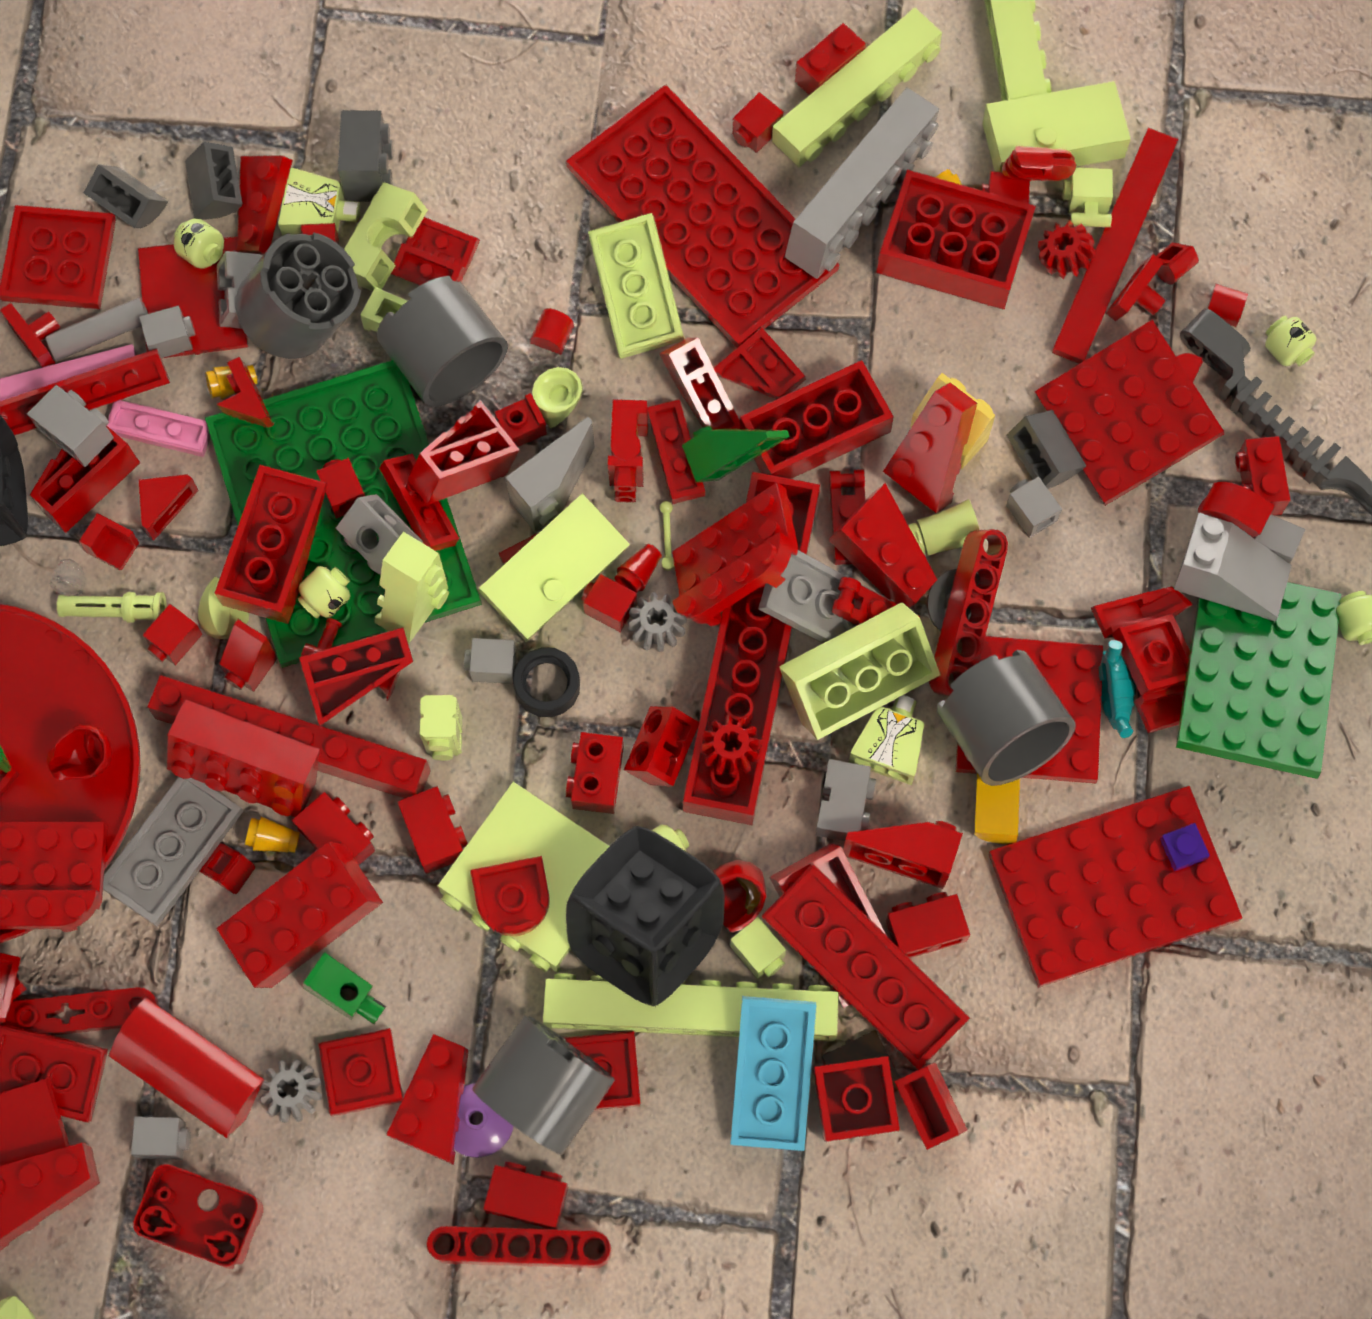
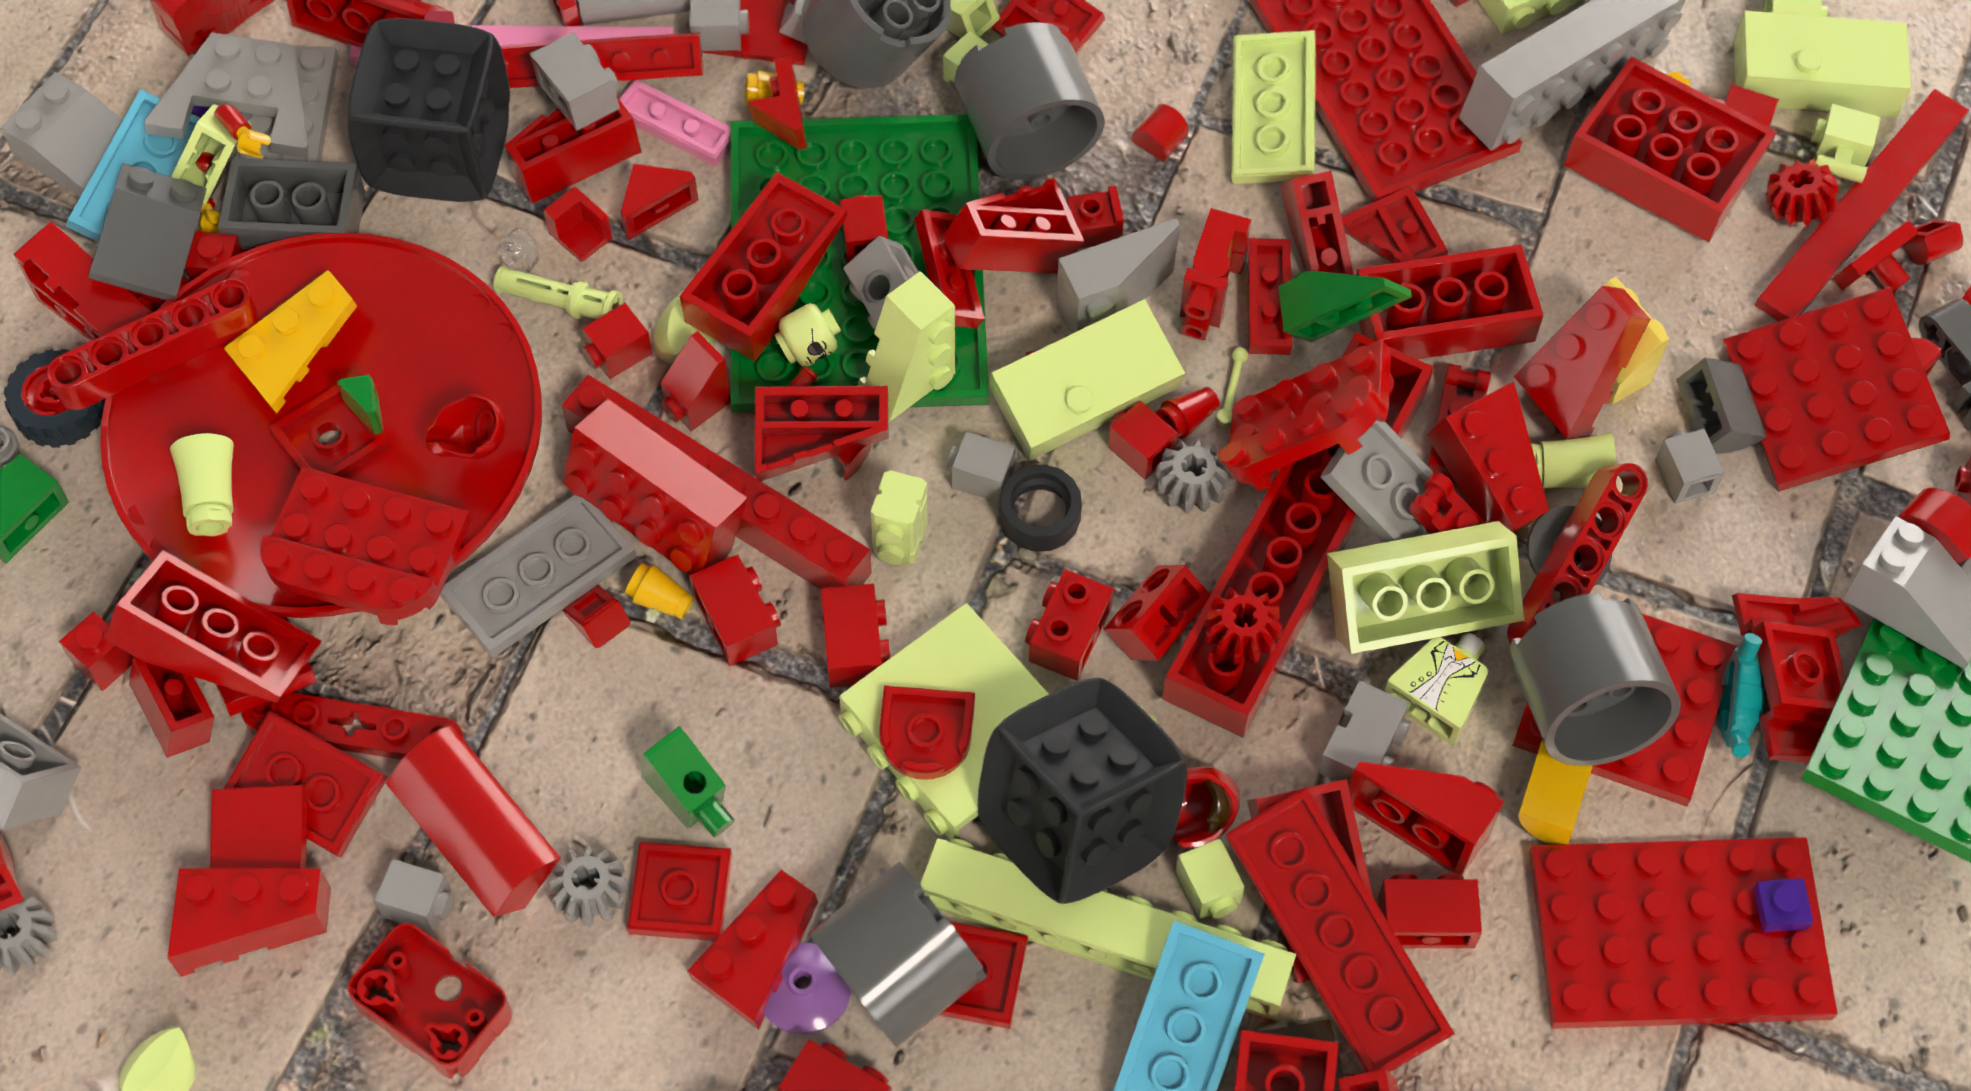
camera: 15 degrees right, 10 degrees down
(299, 915) = (663, 681): red brick -> none
(557, 394) = (1146, 198): yellowish green piece -> none
(1039, 164) = (1793, 86): red arm -> none

